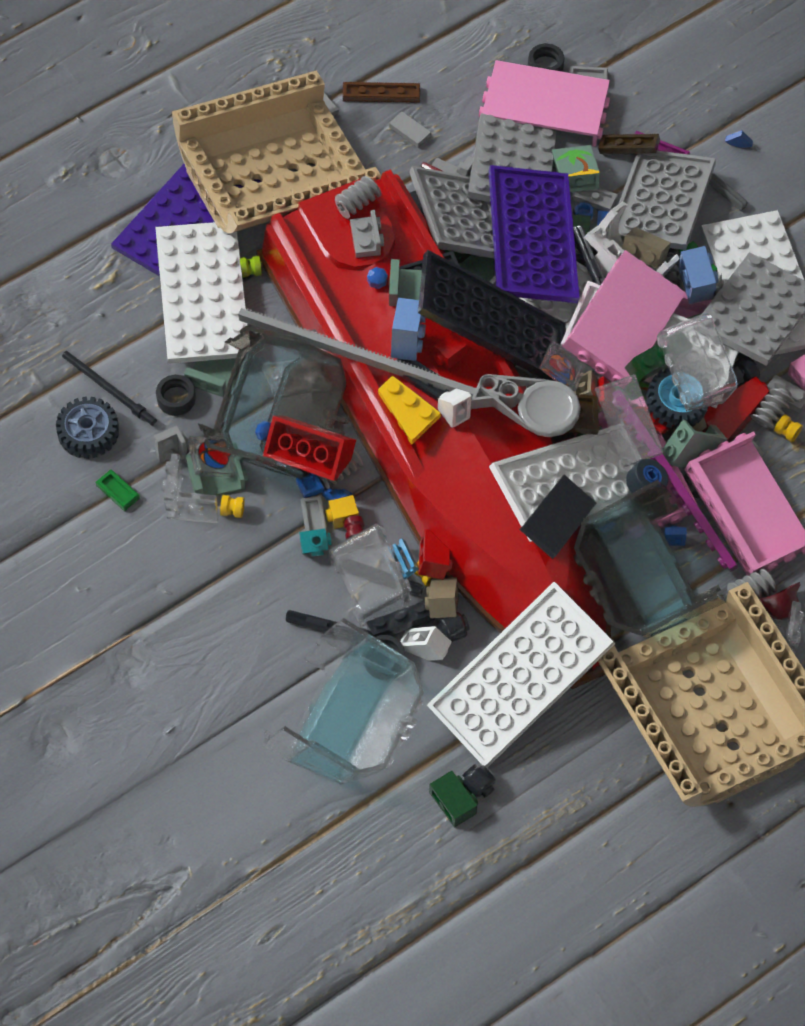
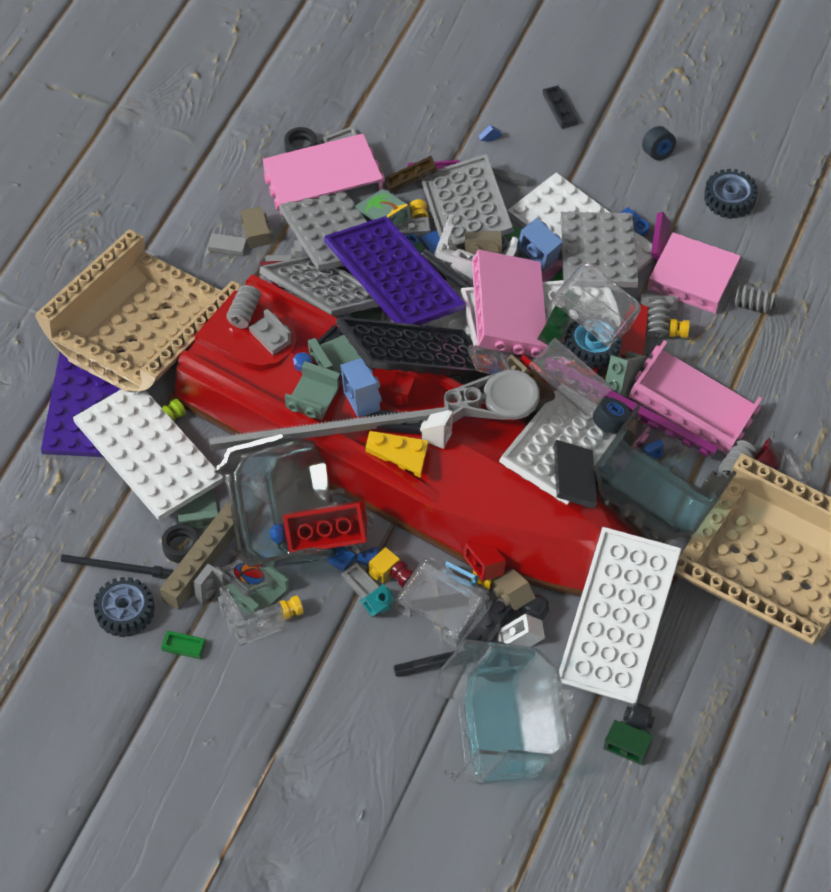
camera: 30 degrees left, 5 degrees down
(184, 415) = (204, 551): none -> dark tan brick
(367, 312) = (314, 391): none -> sand green panel
(381, 92) = (183, 226): reddish brown tile -> none
(445, 125) = (255, 227): none -> dark tan brick
(614, 182) = (418, 209): none -> yellow wheel

